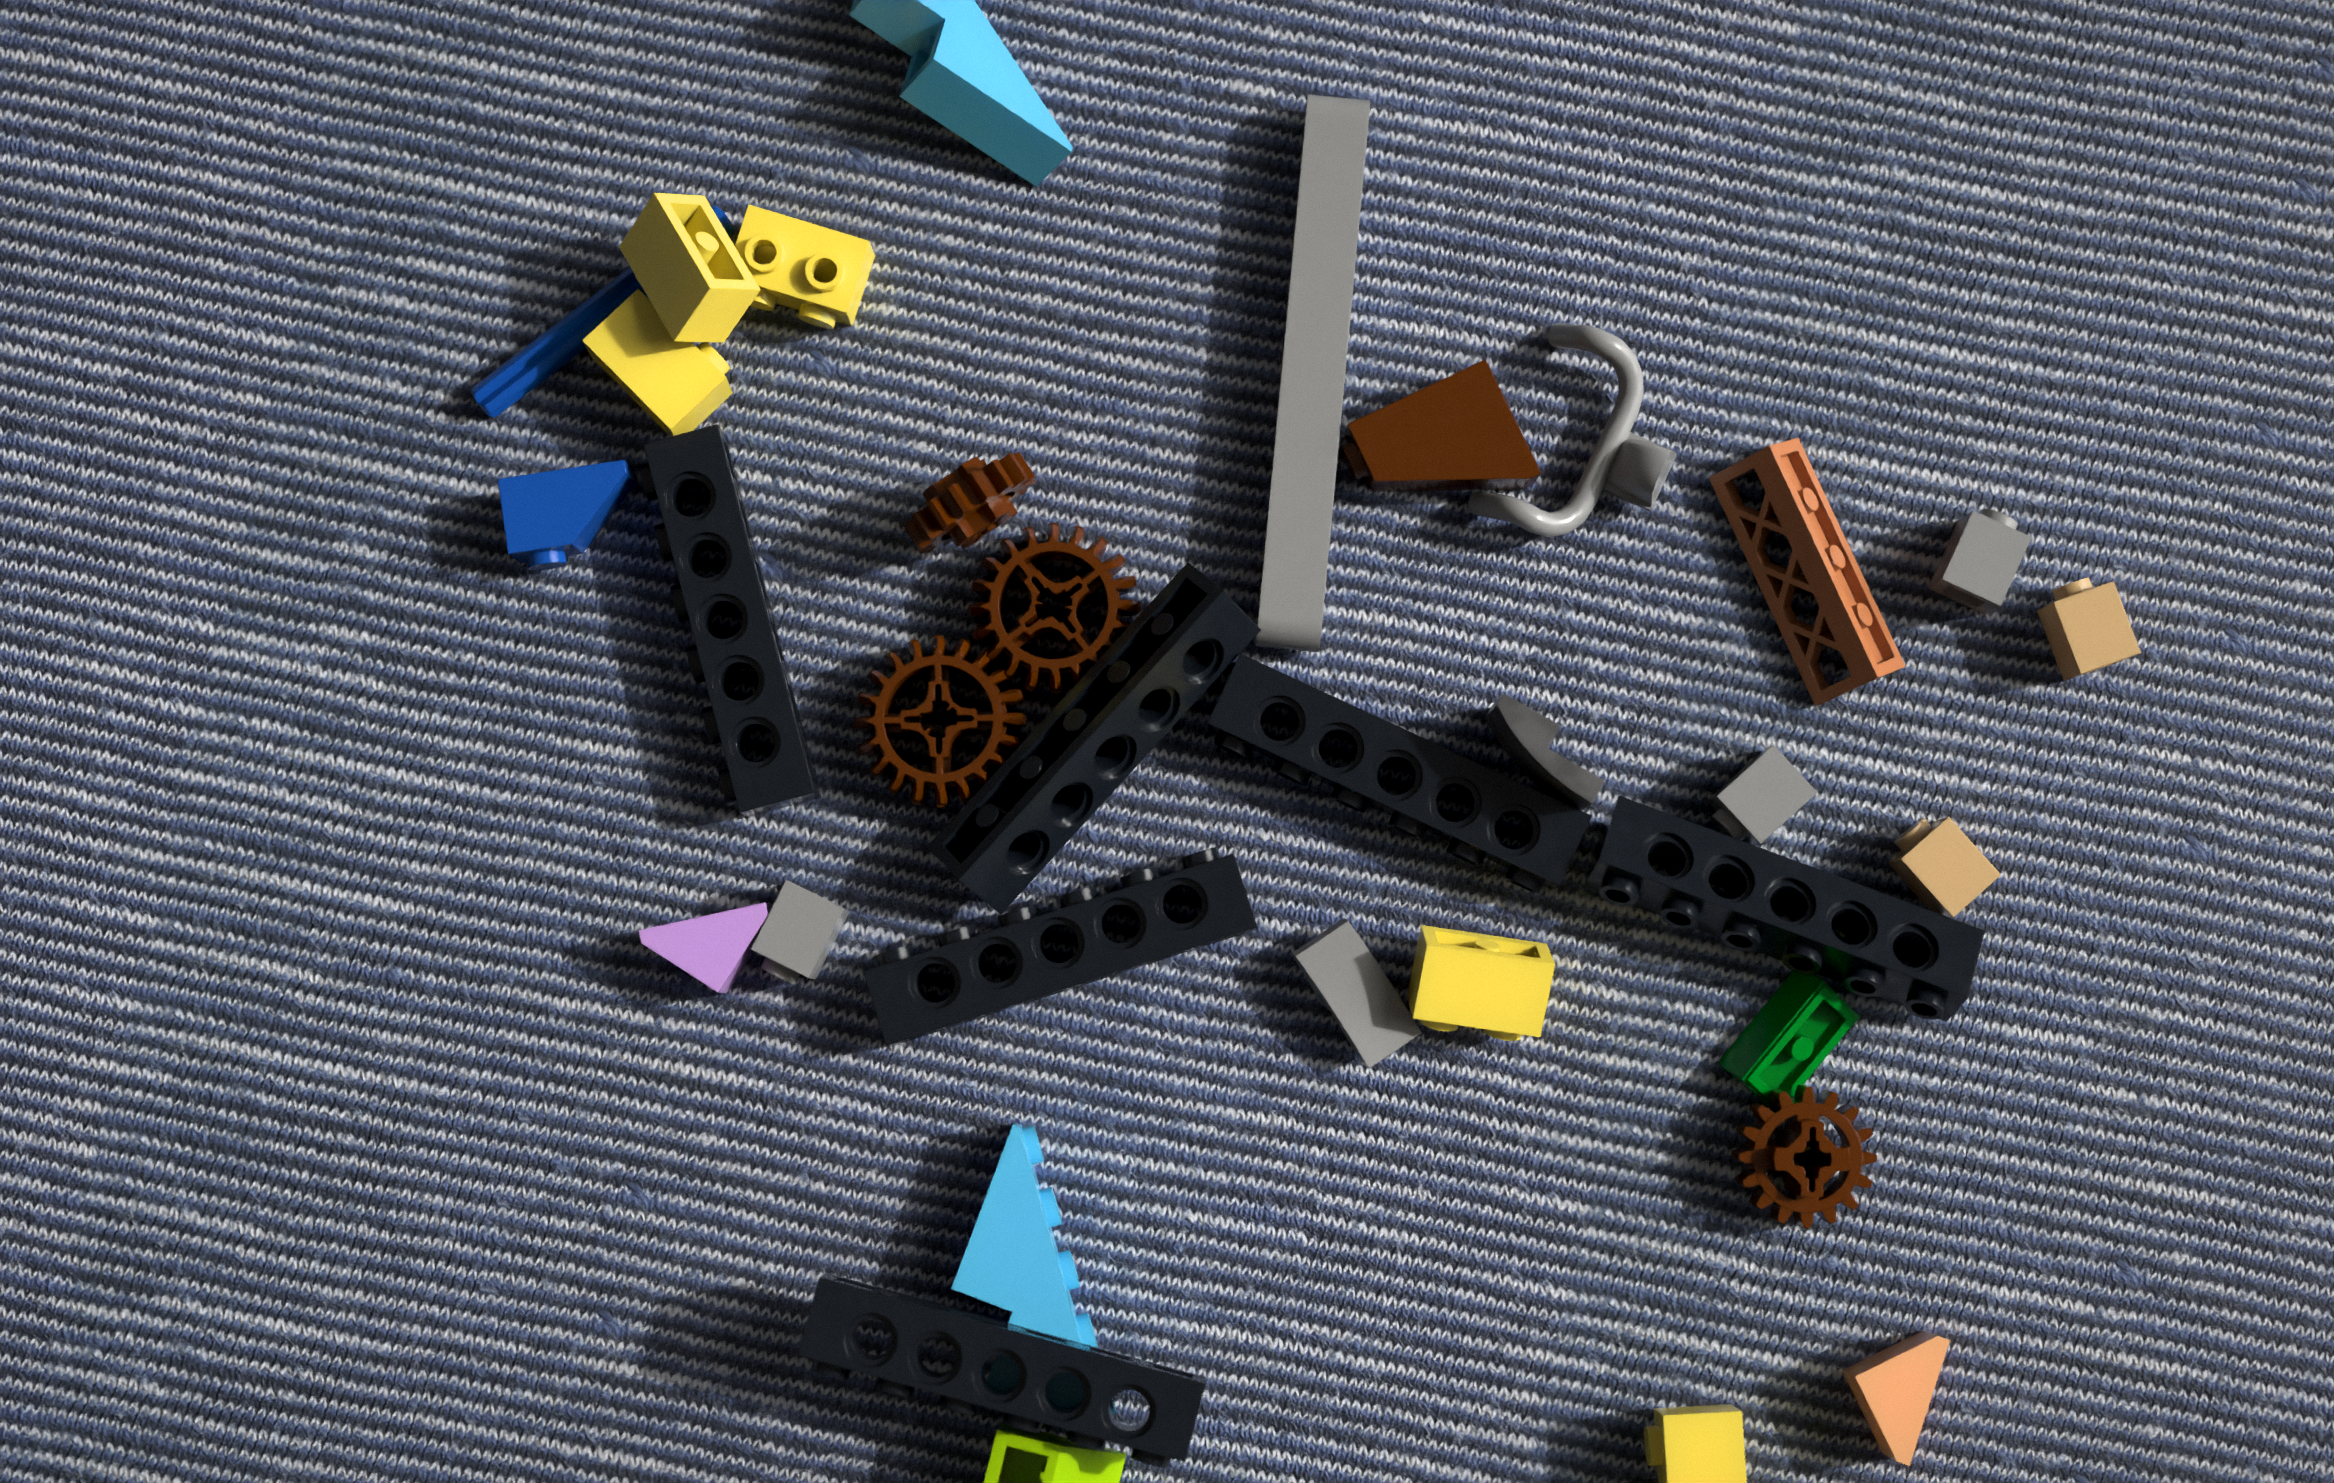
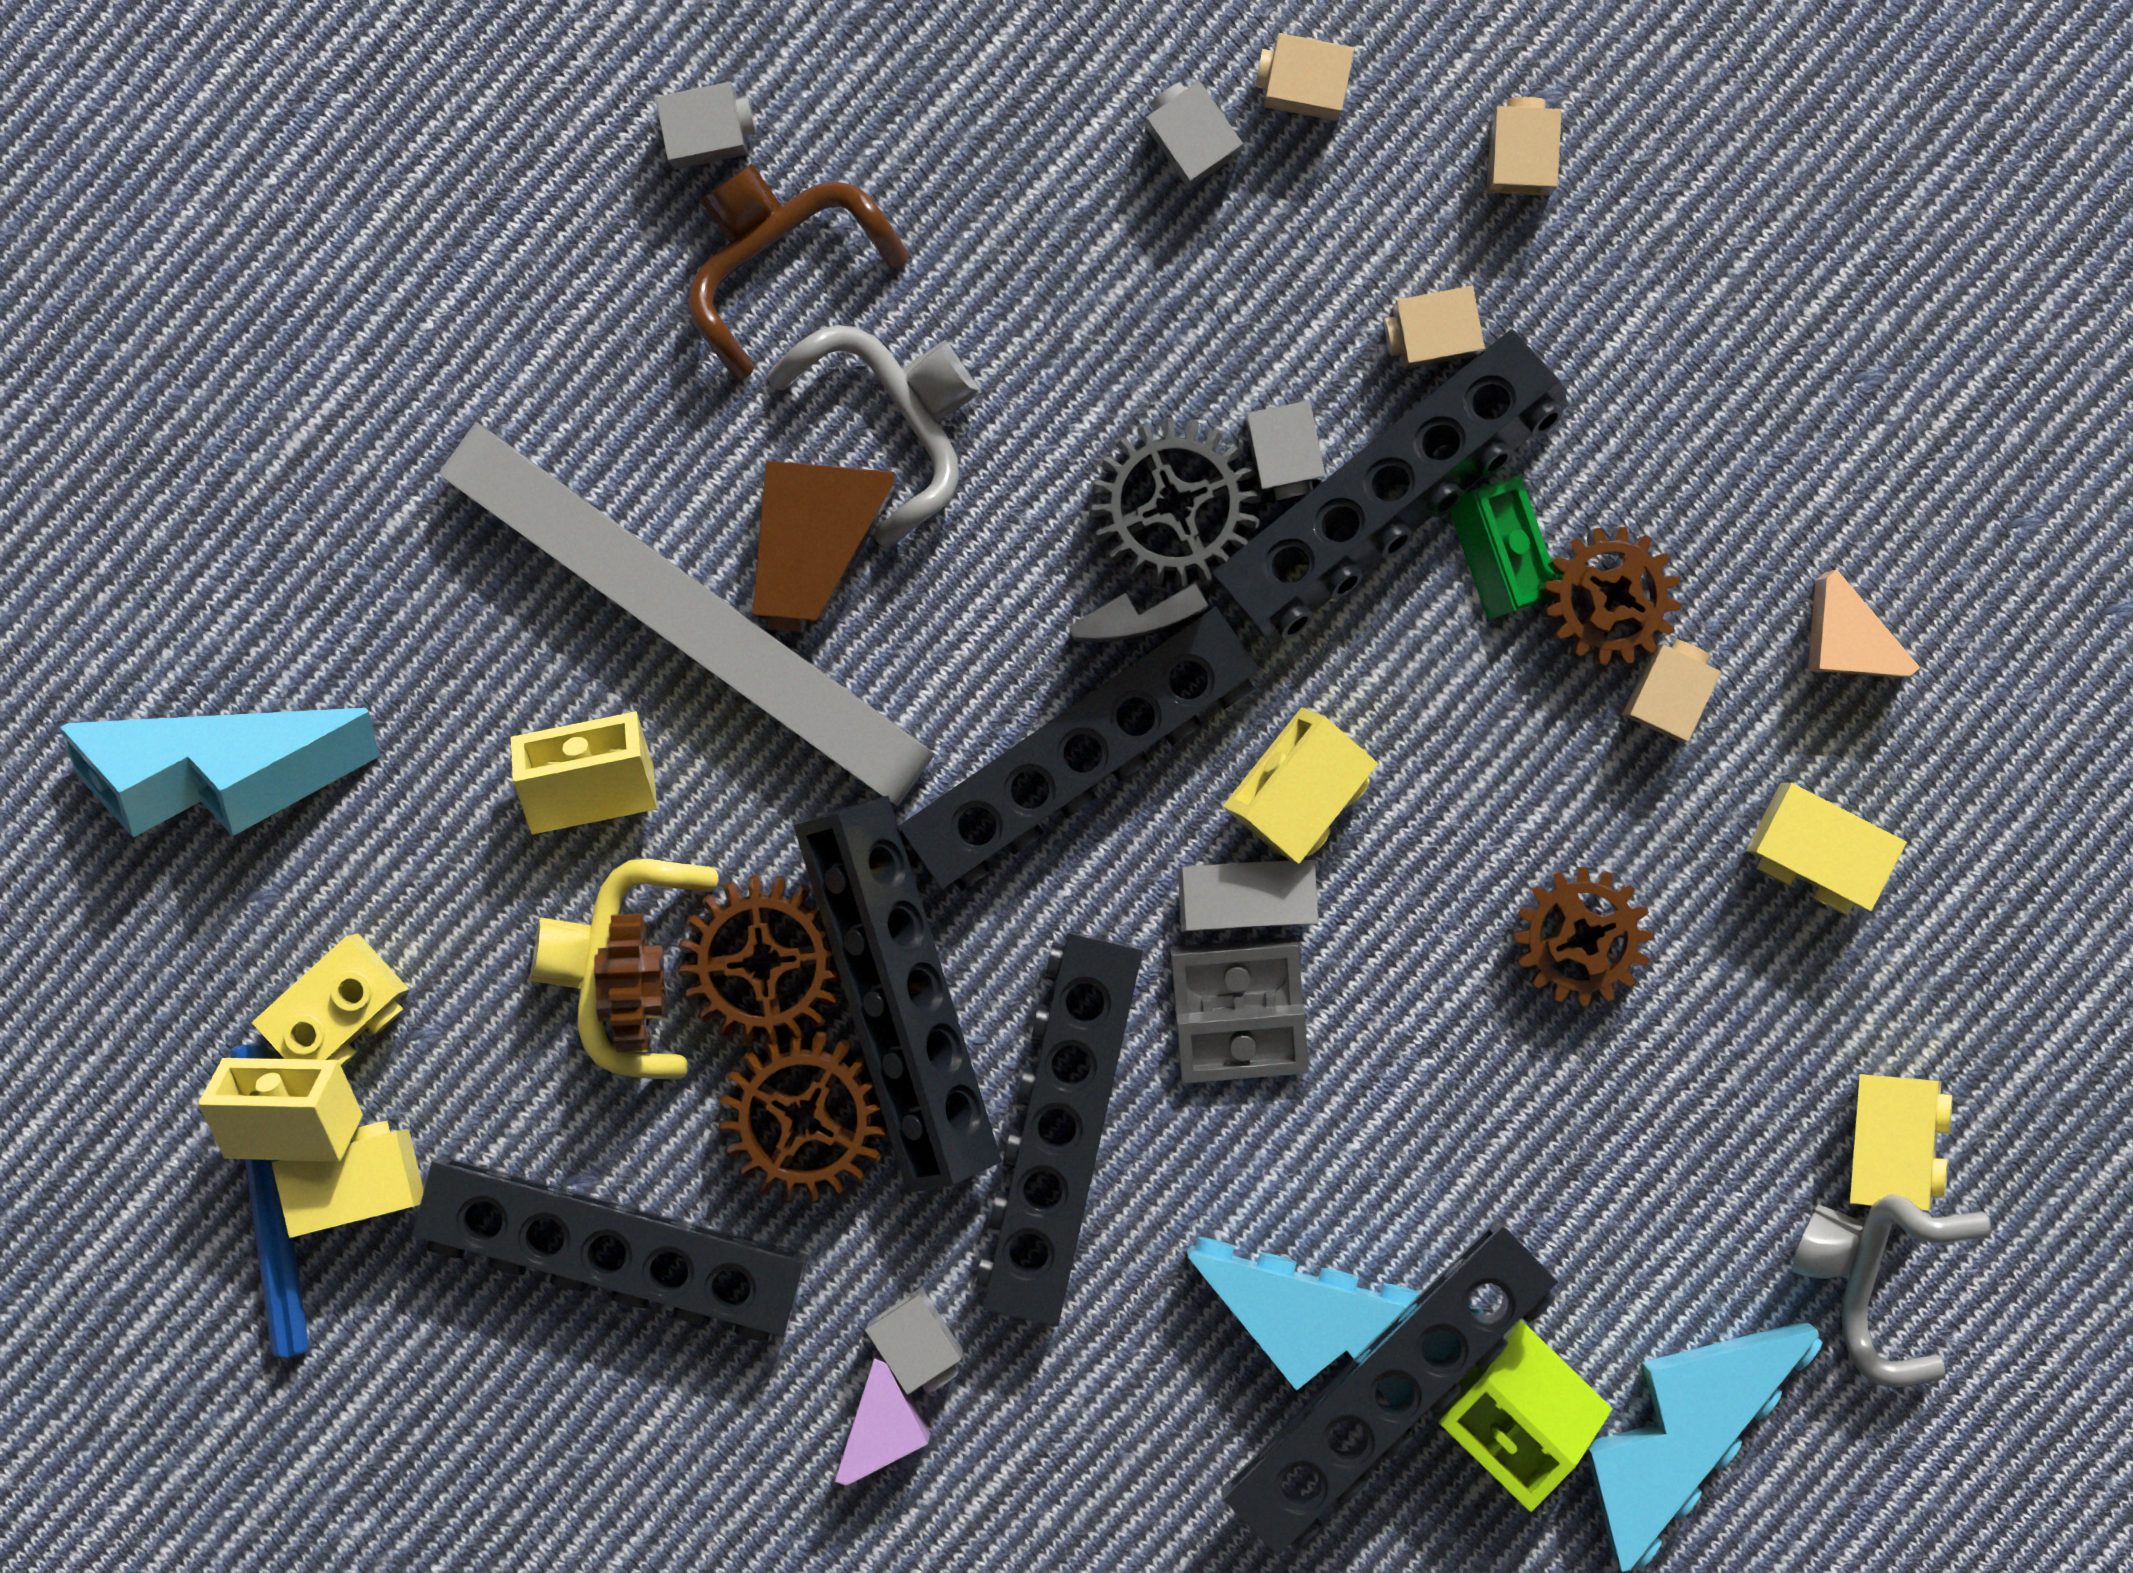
camera: 65 degrees left, 5 degrees up
(560, 510) = (426, 1339): blue slope -> none
(955, 439) = (567, 951): none -> light yellow piece
(1125, 361) = (588, 776): none -> light yellow brick
(1252, 1045) = (1239, 1010): none -> flat silver slope
(1478, 1333) = (1593, 962): none -> reddish brown gear
(1629, 714) = (1153, 453): none -> dark grey gear
(1677, 234) = (754, 221): none -> reddish brown piece
(1735, 146) = (705, 125): none -> light grey brick
(1755, 1259) = (1673, 690): none -> tan brick
(1827, 567) = (1114, 268): nougat fence -> none
(2142, 852) = (1524, 148): none -> tan brick

